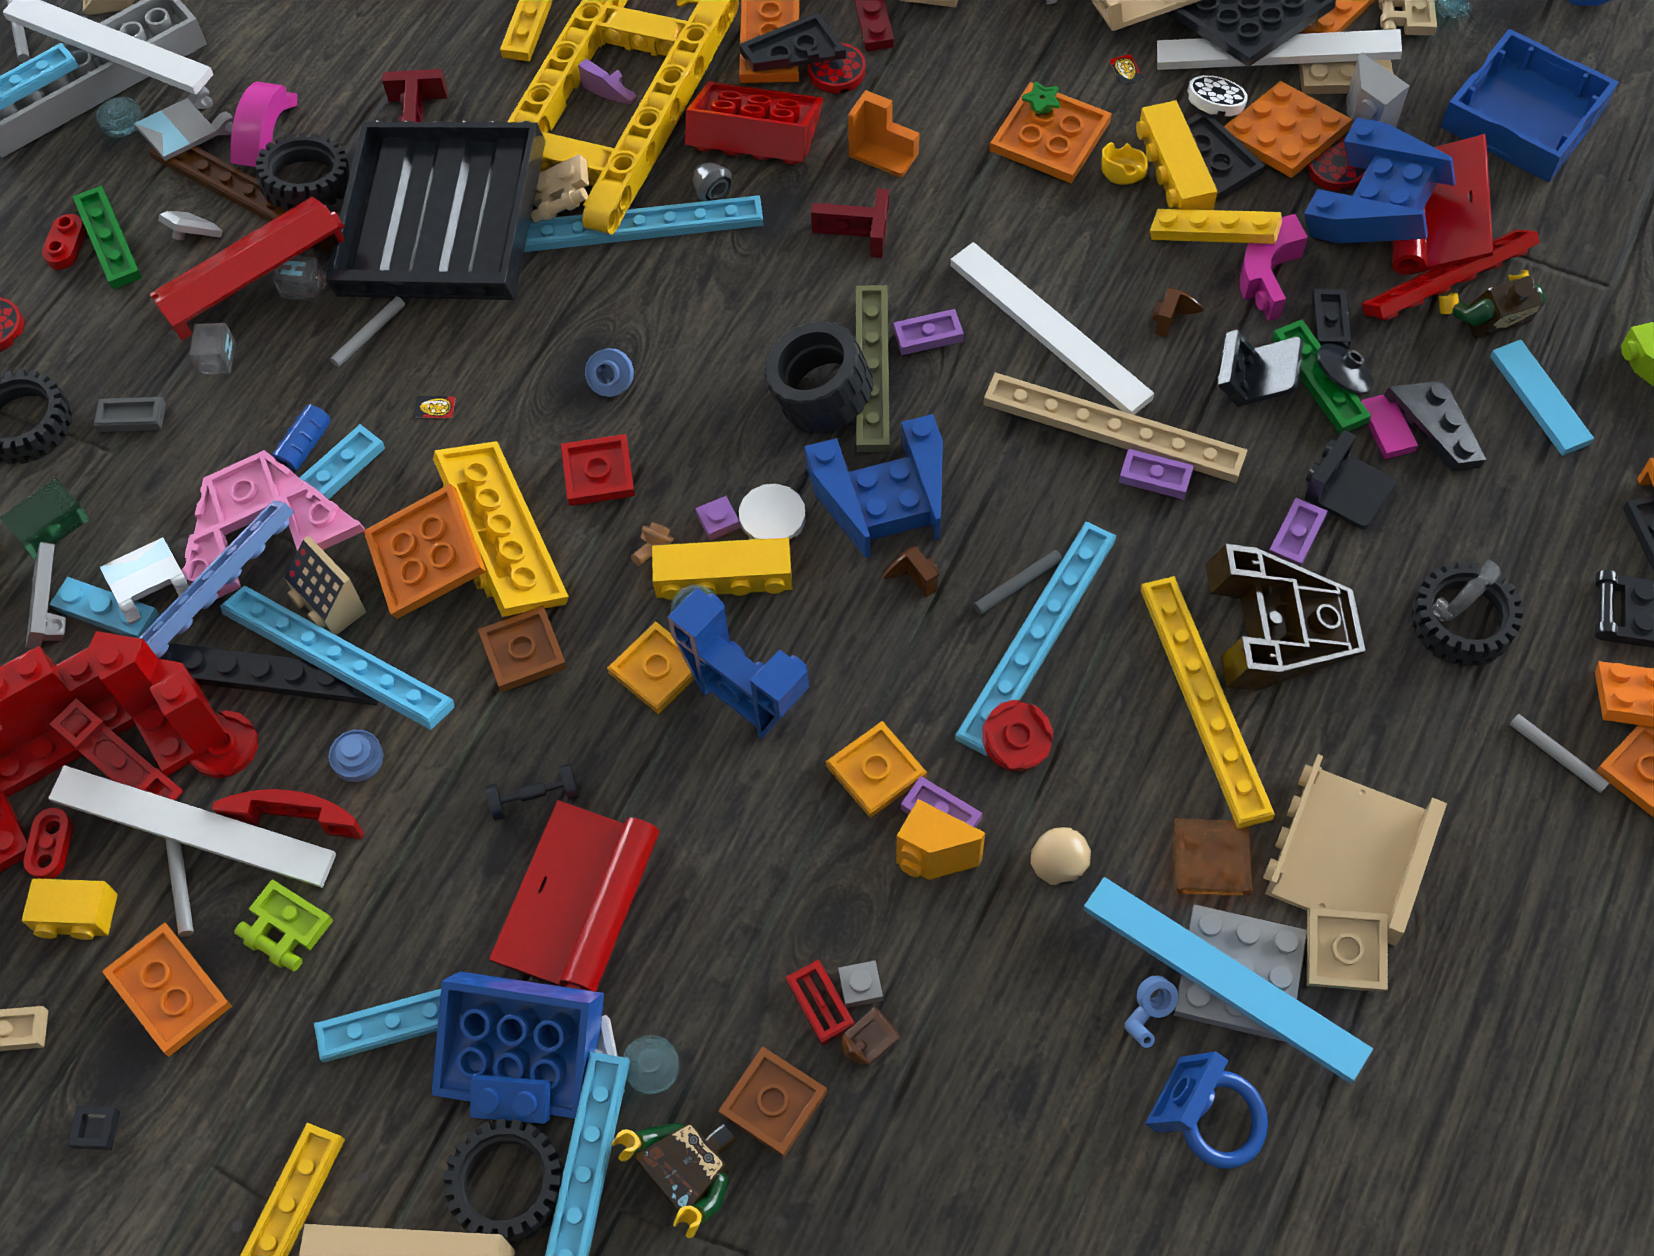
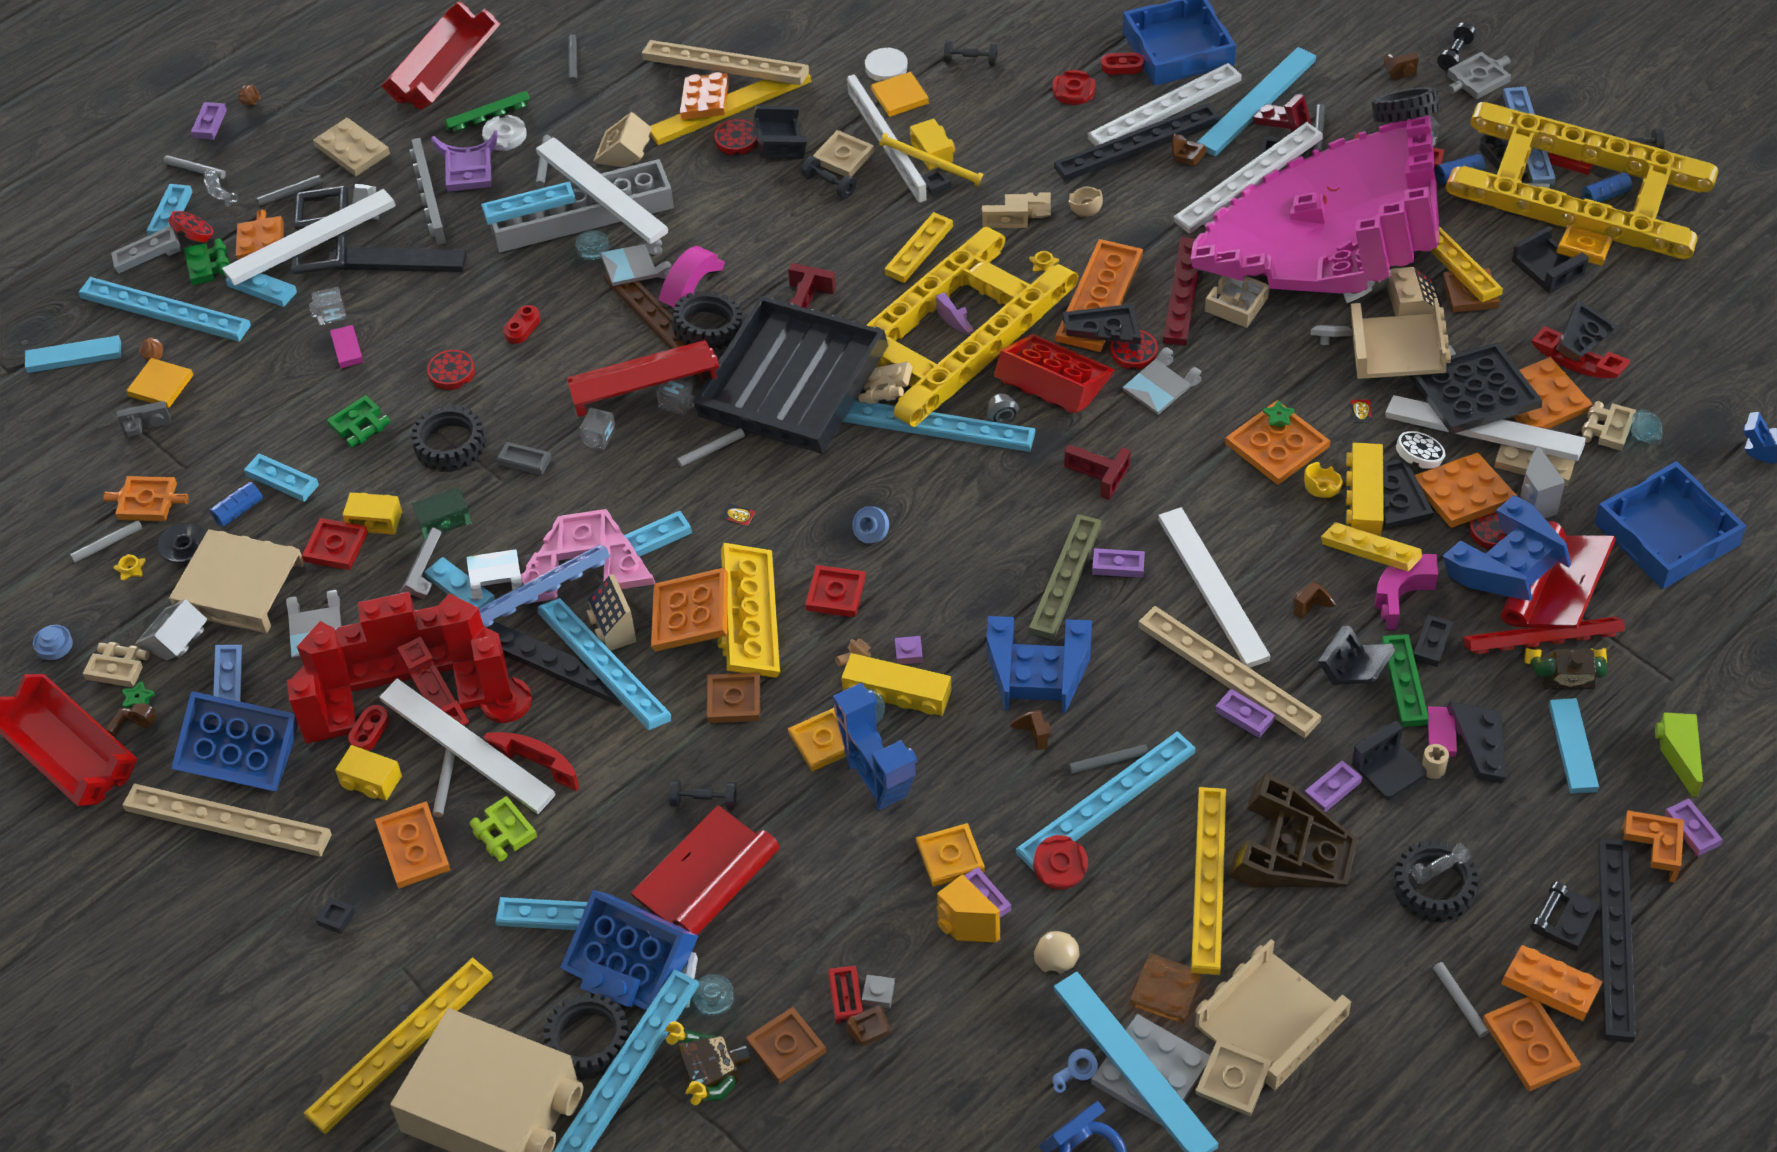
camera: 20 degrees right, 10 degrees down
(107, 237) = (552, 329): green plate -> none
(188, 223) = (612, 334): light grey piece -> none
(301, 437) = (636, 508): blue axle -> none
(356, 755) = (592, 734): medium blue plate -> none
(772, 512) = (949, 657): white tile -> none
(805, 350) = (1026, 589): black tyre -> none
(879, 140) = (1139, 410): orange panel -> none
(902, 96) = (1160, 386): none -> light grey flag
(1345, 368) = (1425, 679): black dish -> none
(1401, 463) = (1435, 760): none -> tan gear

